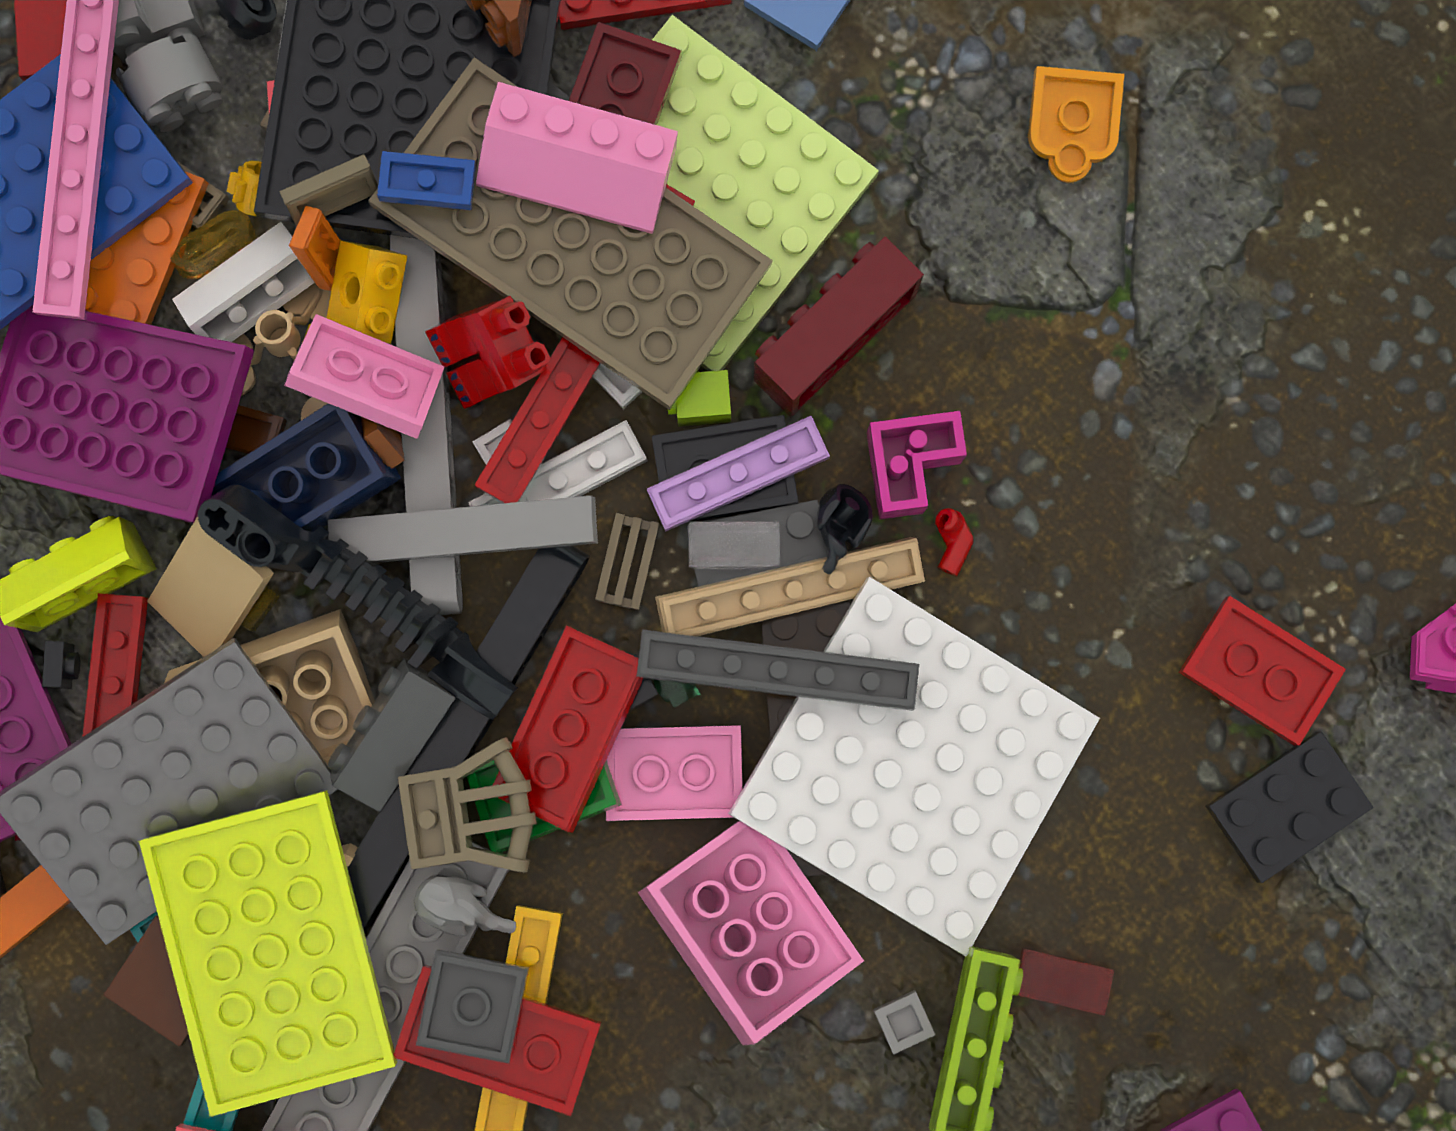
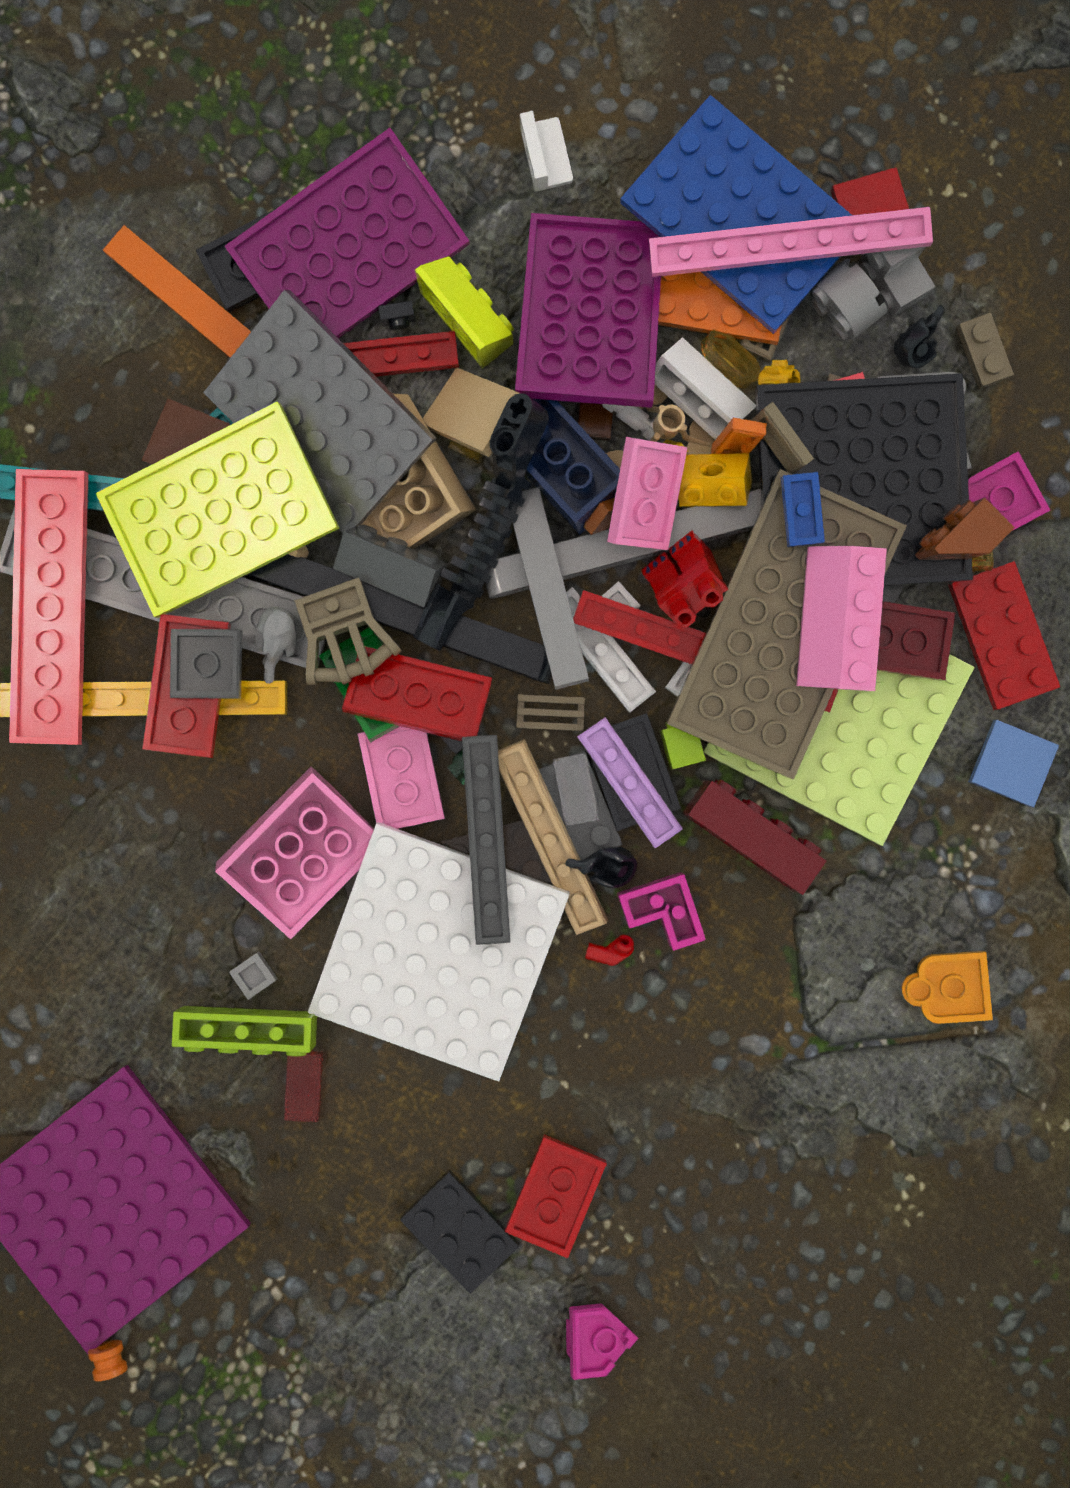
camera: 80 degrees right, 5 degrees up
(262, 382) = (634, 418): none -> white axle

